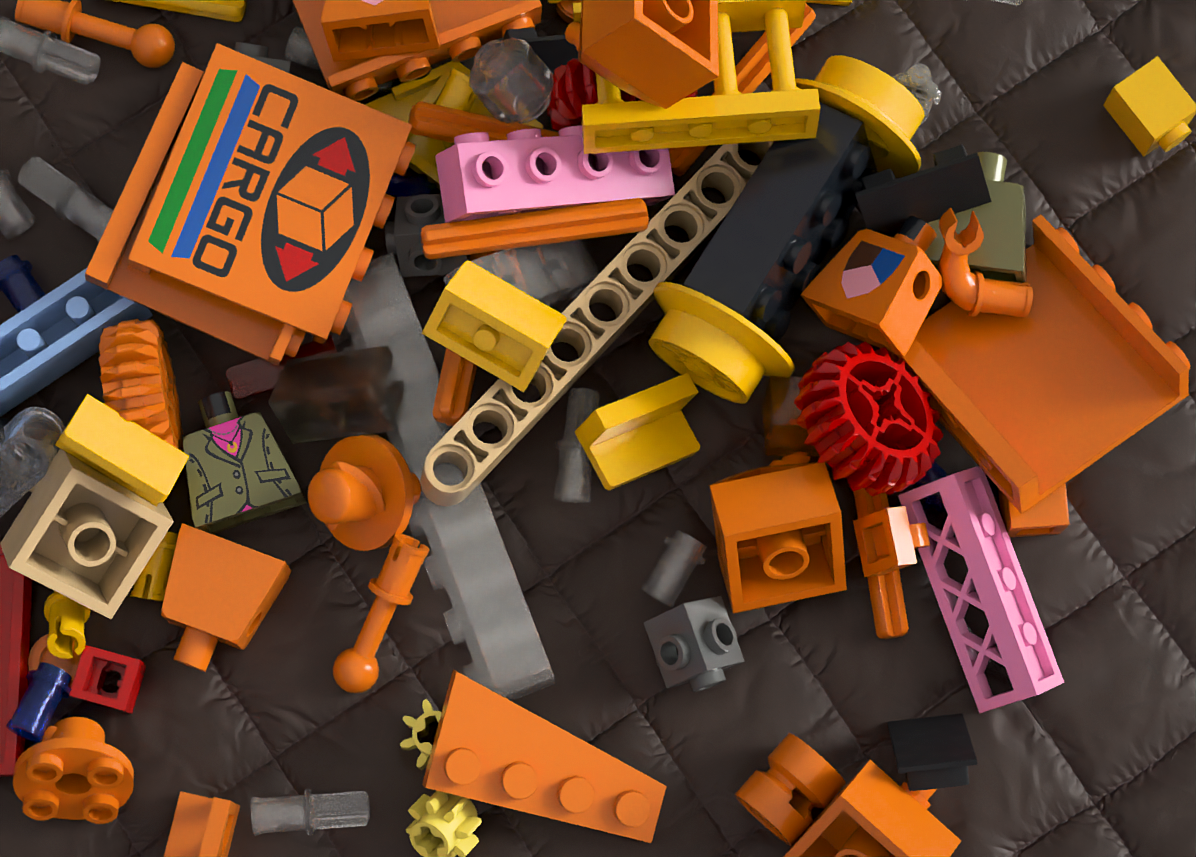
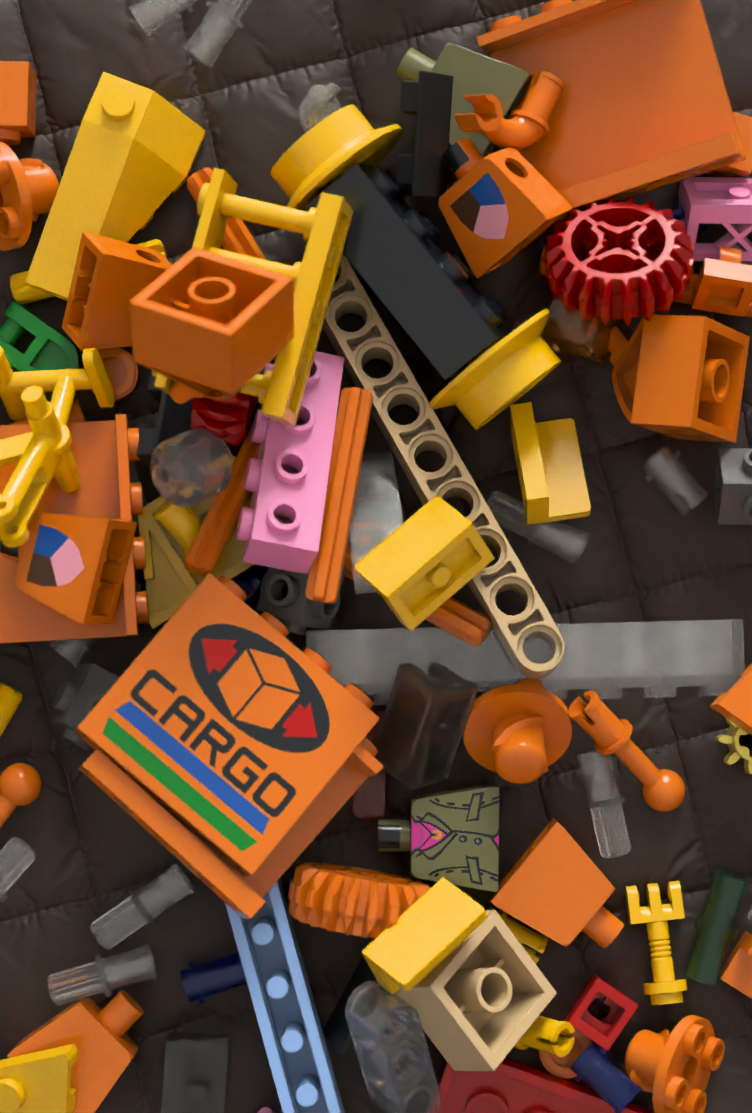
camera: 70 degrees left, 10 degrees up
(153, 737) = (656, 915): none -> yellow hinge
(231, 768) = (716, 927): none -> clear green pin
(321, 613) = (605, 804): none -> clear axle

